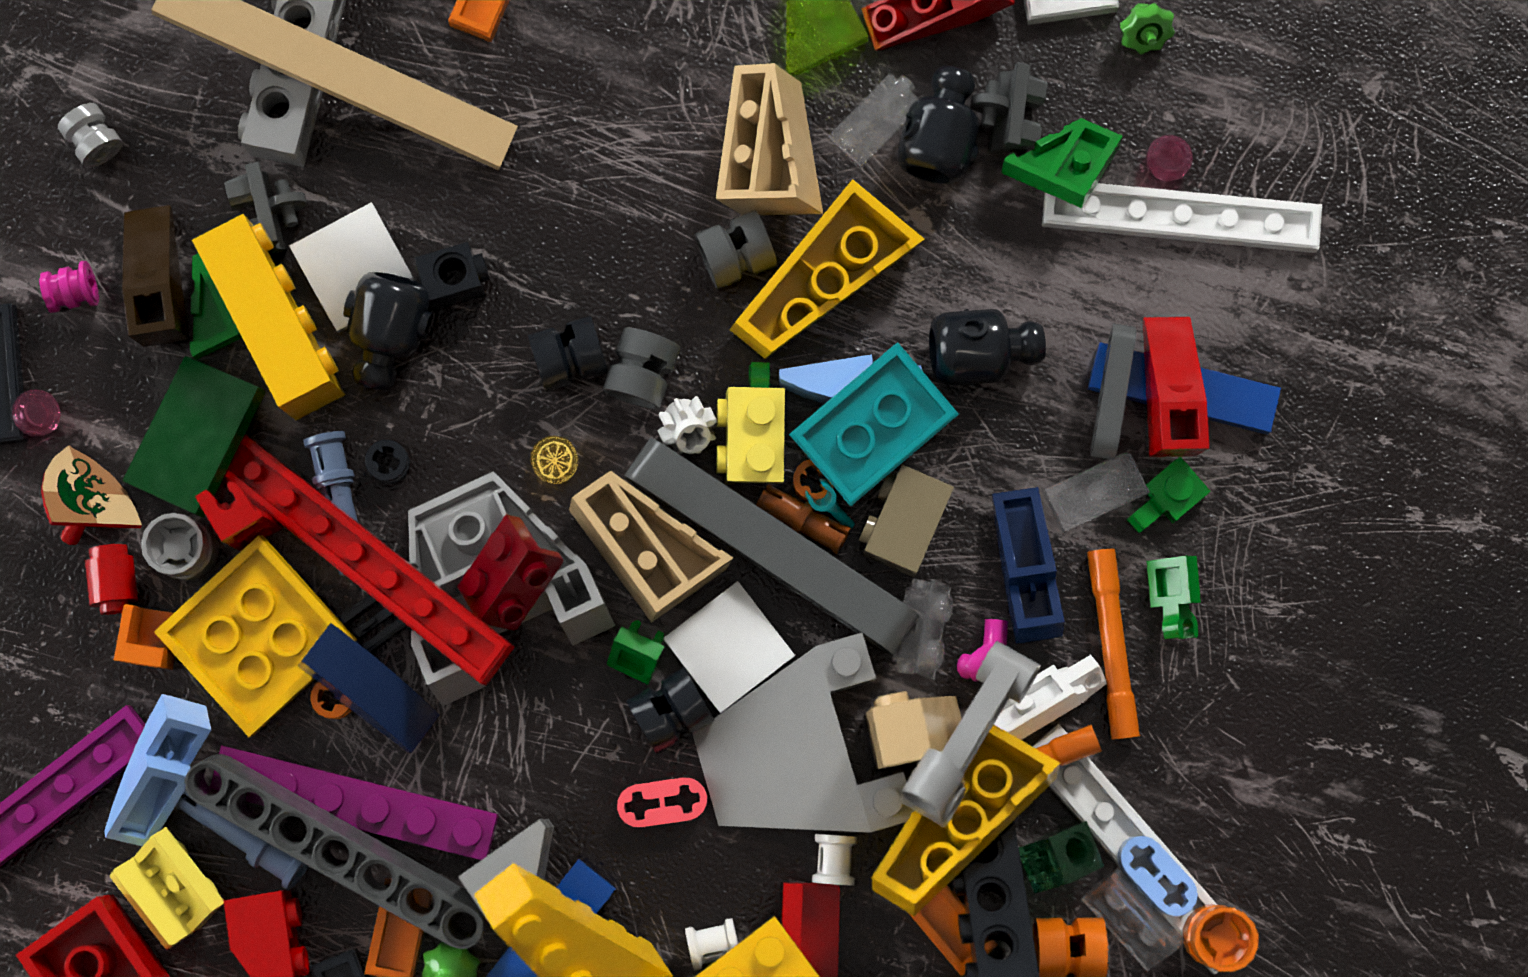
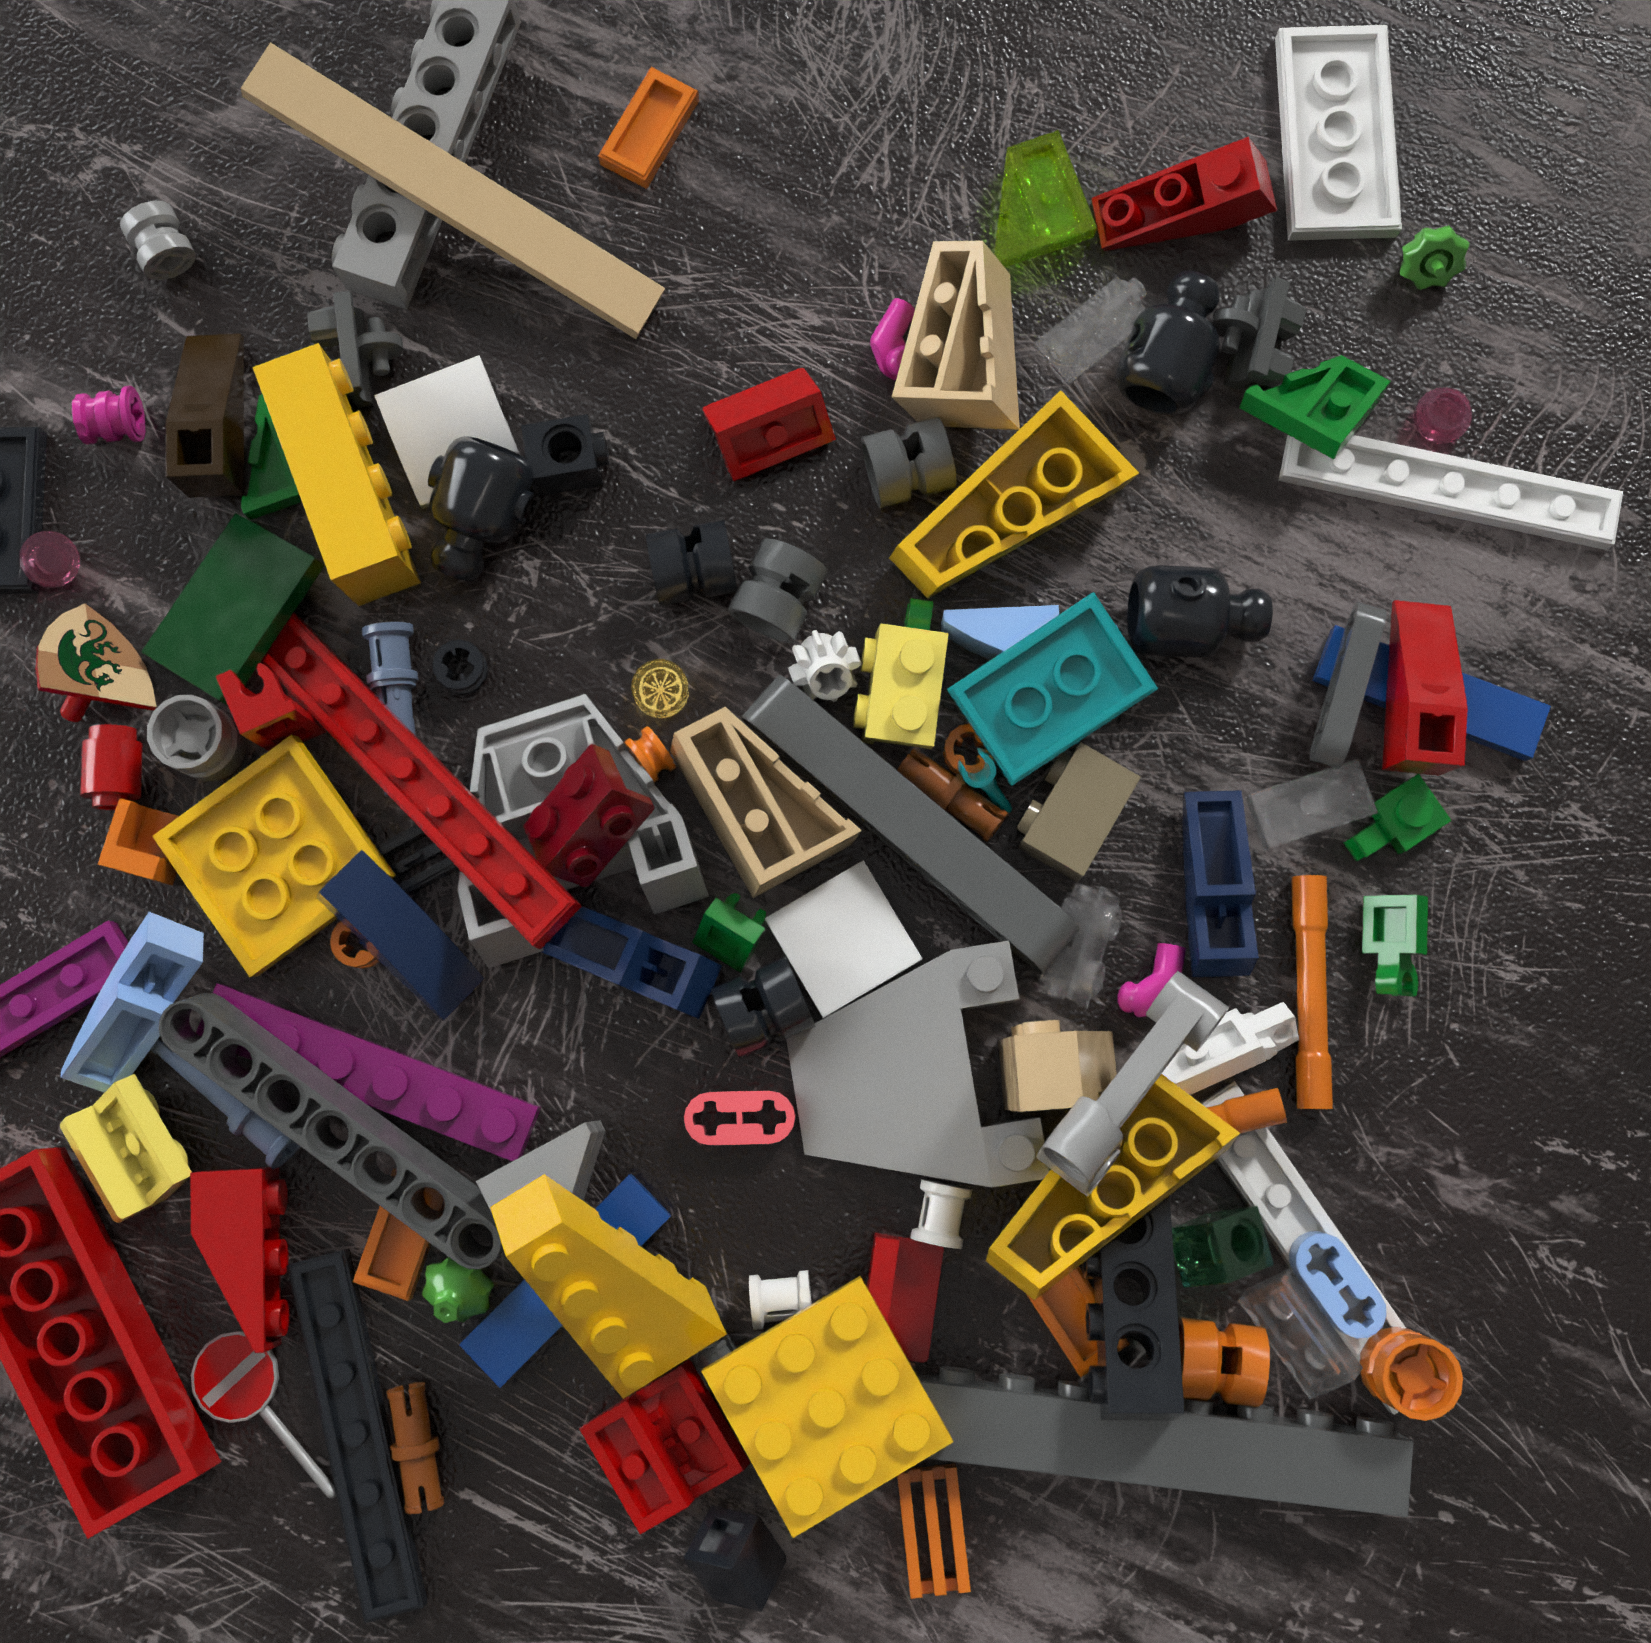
camera: 10 degrees right, 0 degrees up
(553, 514) = (650, 753): none -> orange bush
(562, 685) = (635, 960): none -> dark blue slope
(617, 228) = (769, 423): none -> red panel
(707, 147) = (888, 339): none -> dark pink arm

